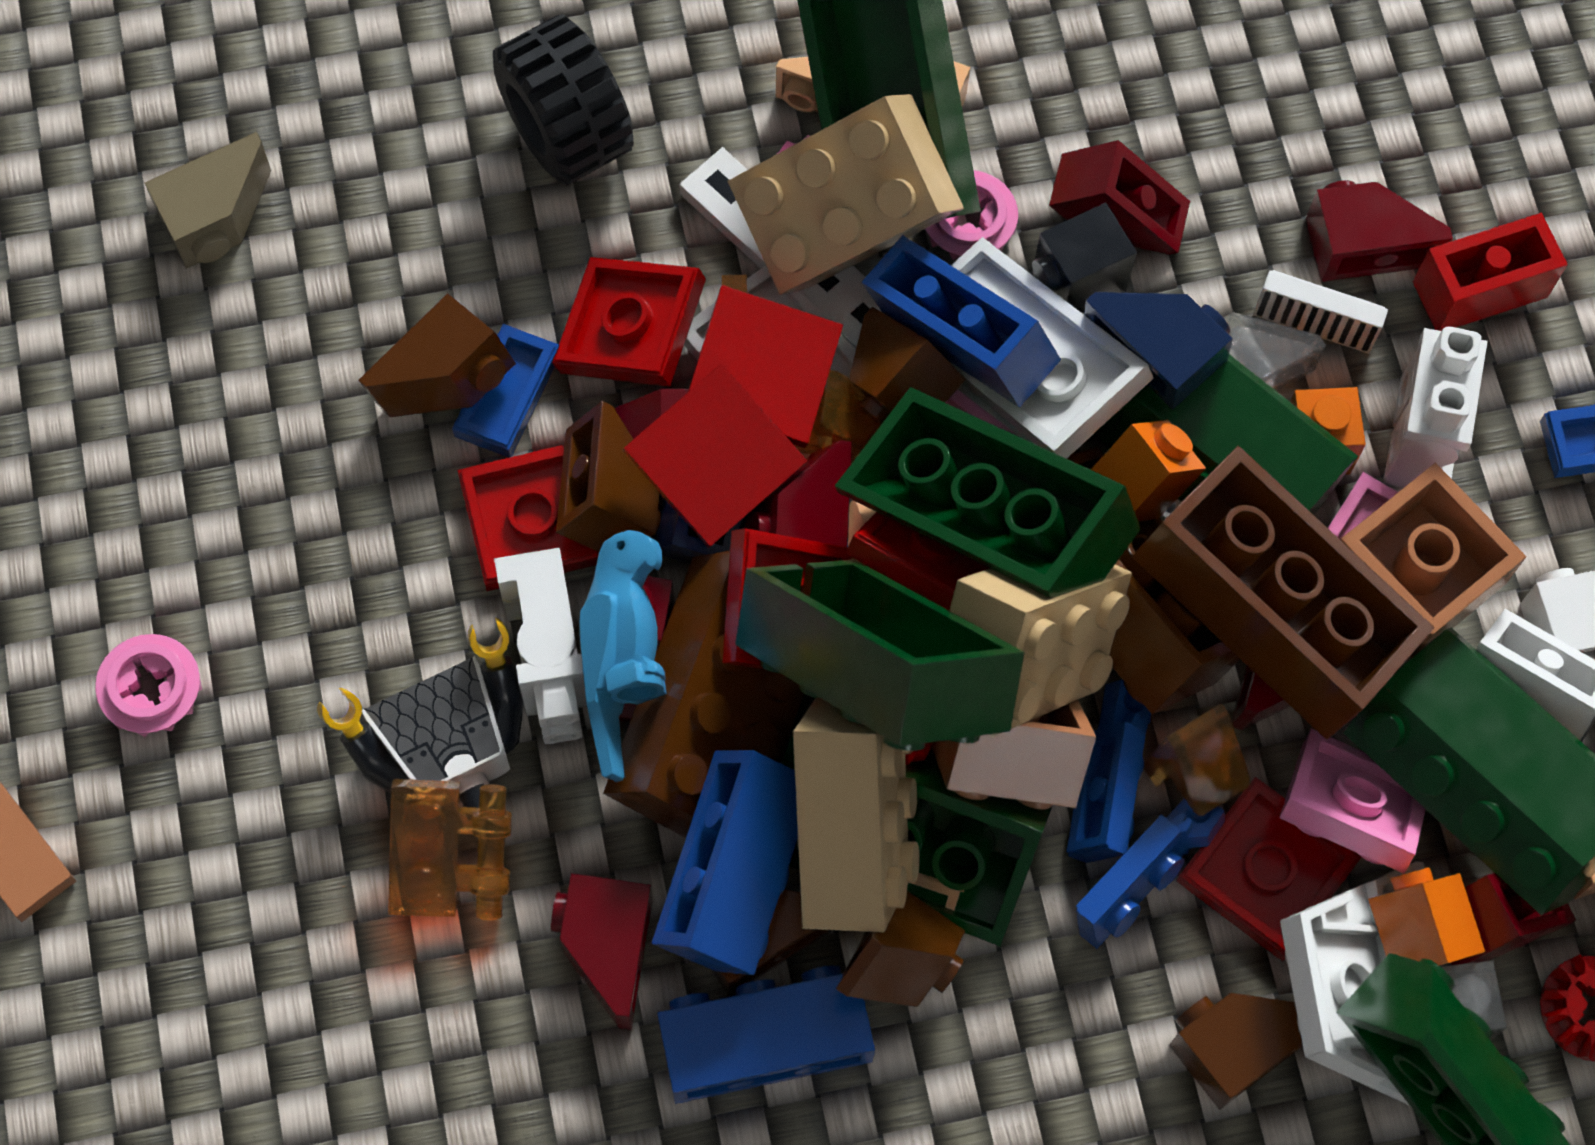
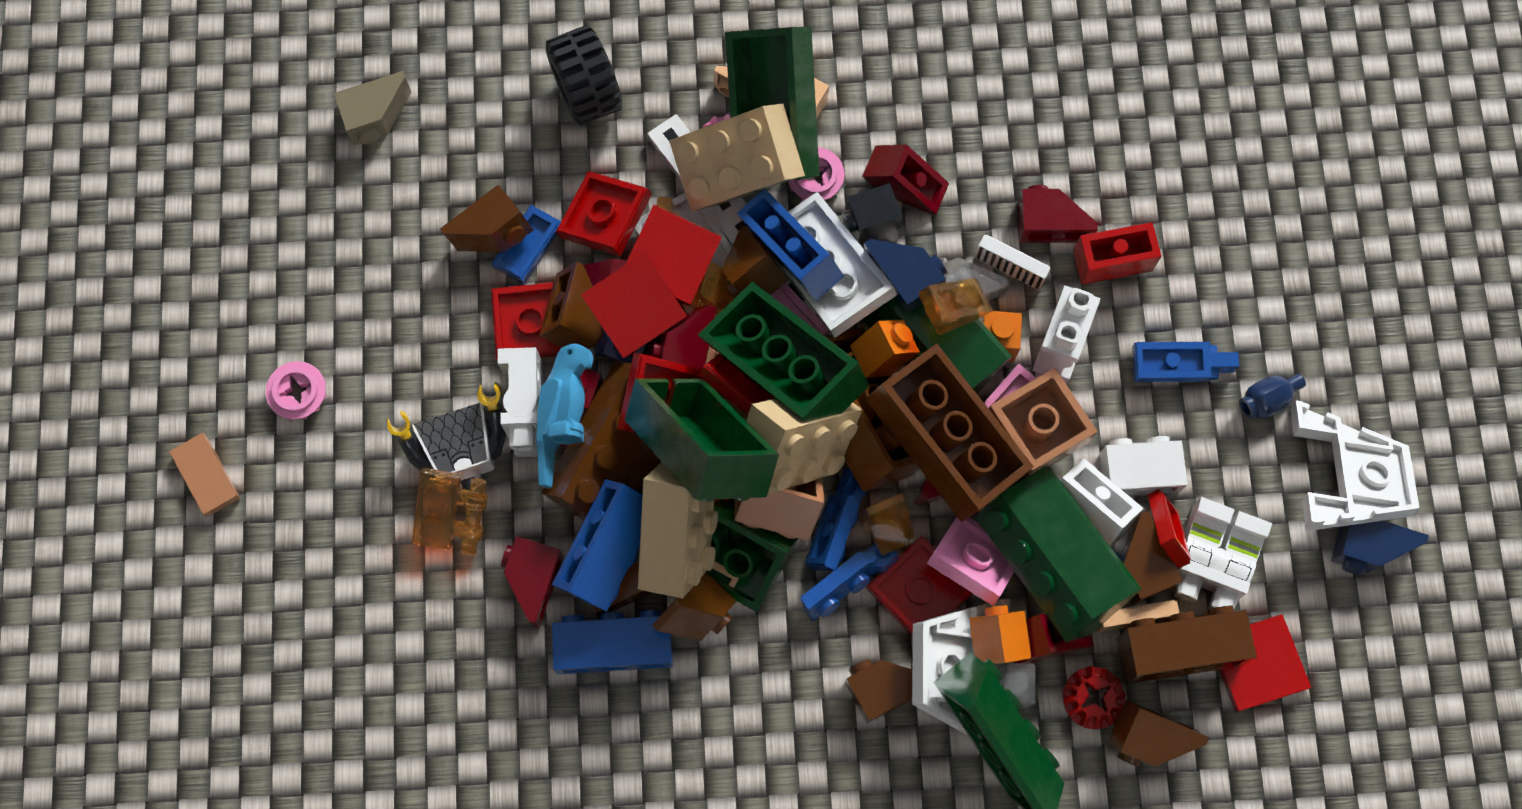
camera: 10 degrees right, 5 degrees up
(1249, 382) = (954, 304): none -> clear orange slope

